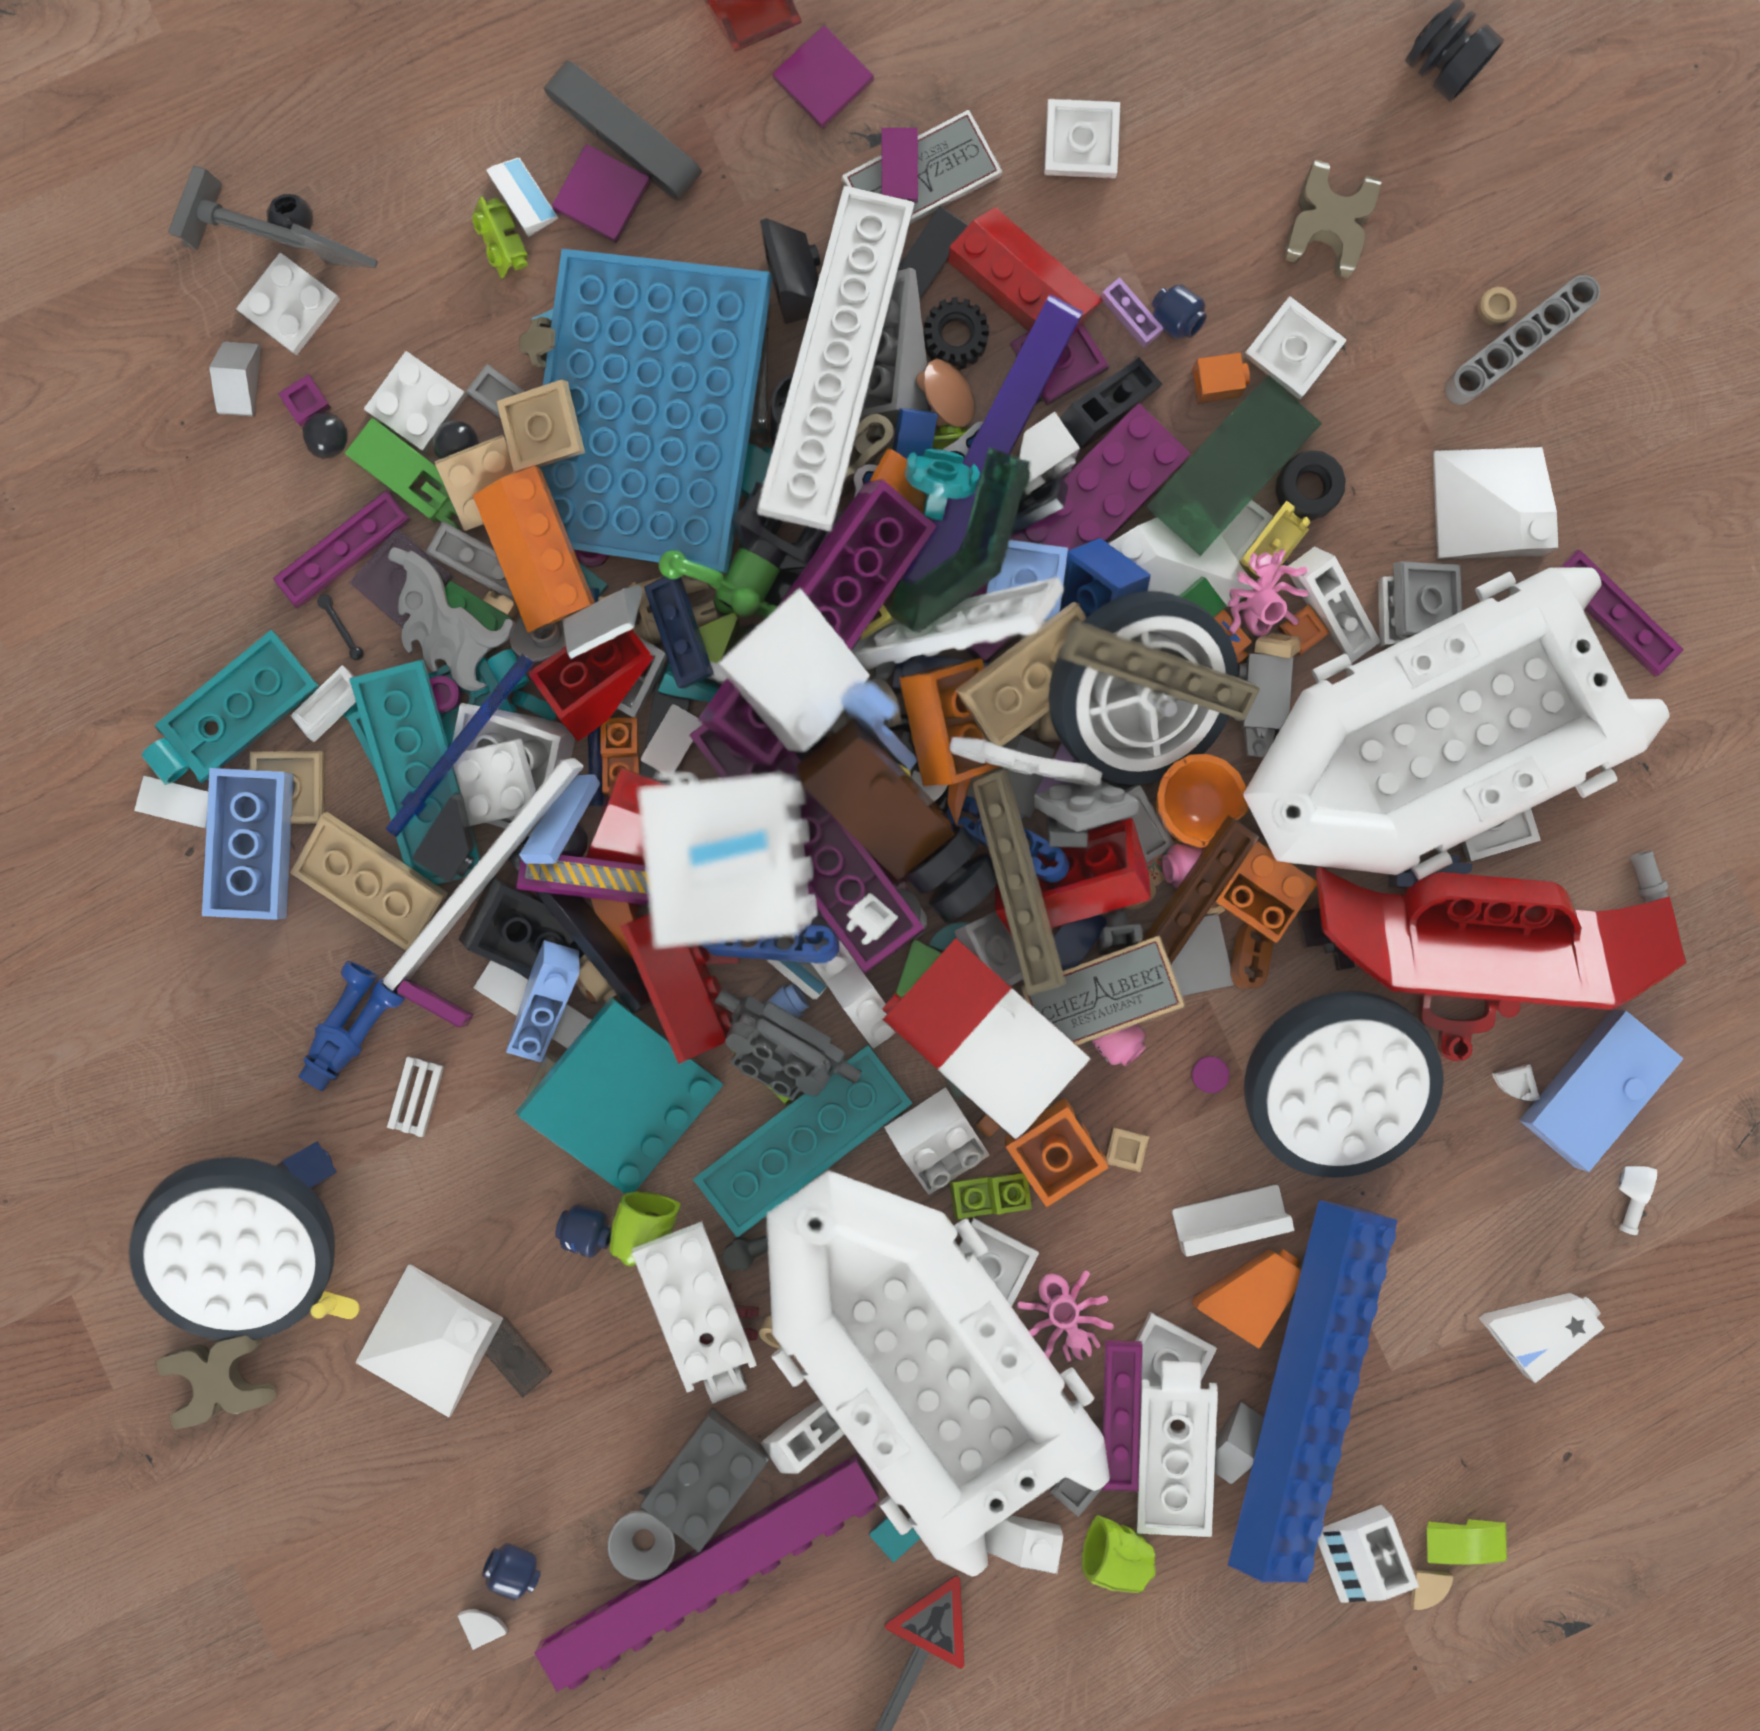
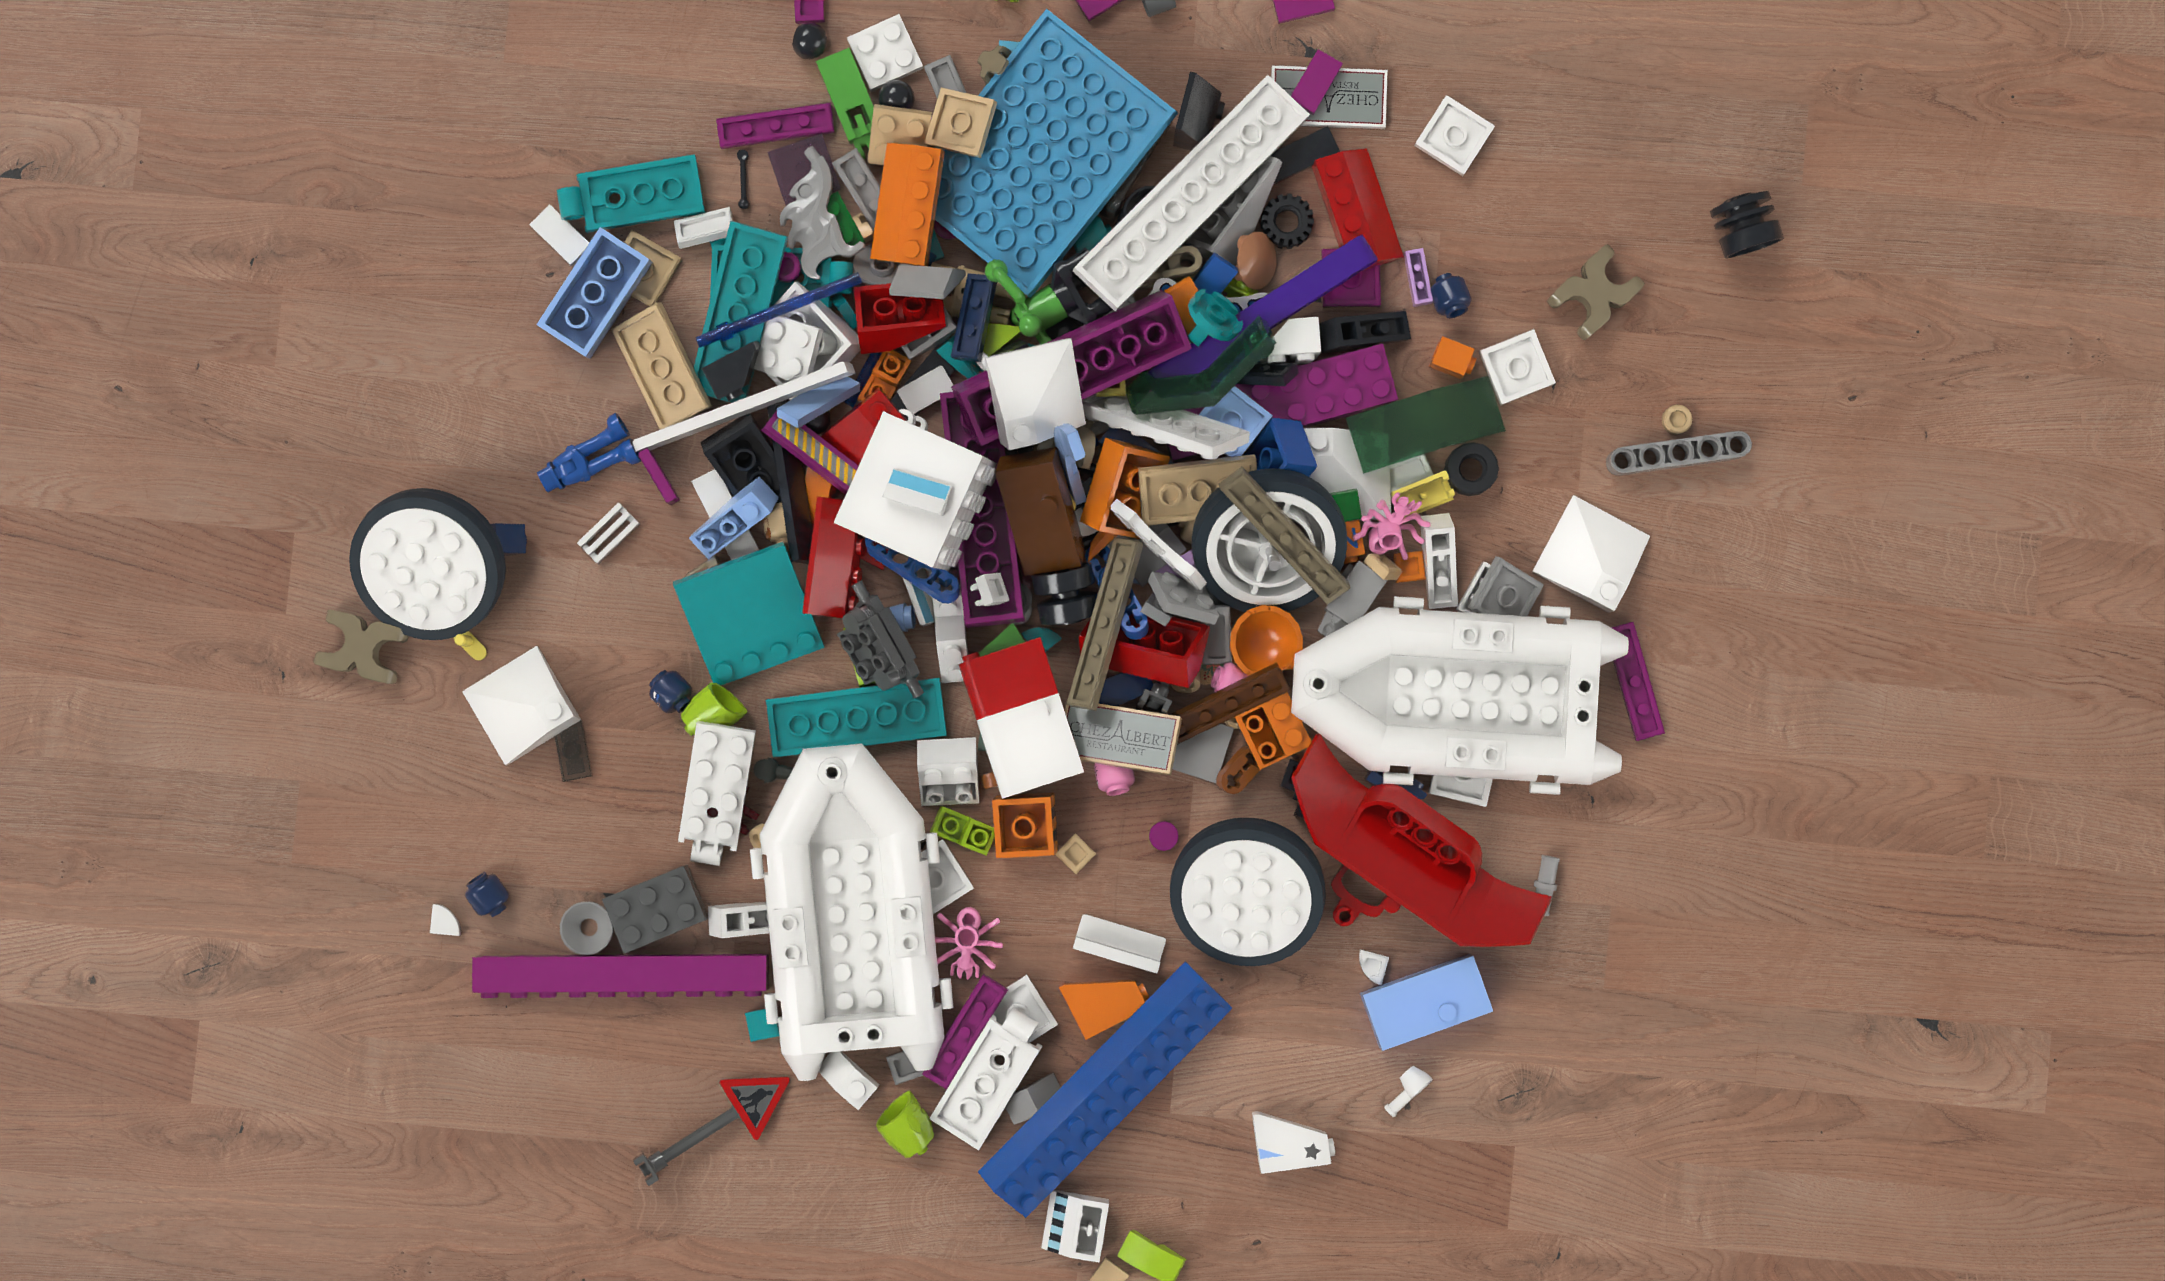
camera: 30 degrees right, 0 degrees up
(993, 946) = (1063, 657): light grey plate -> none

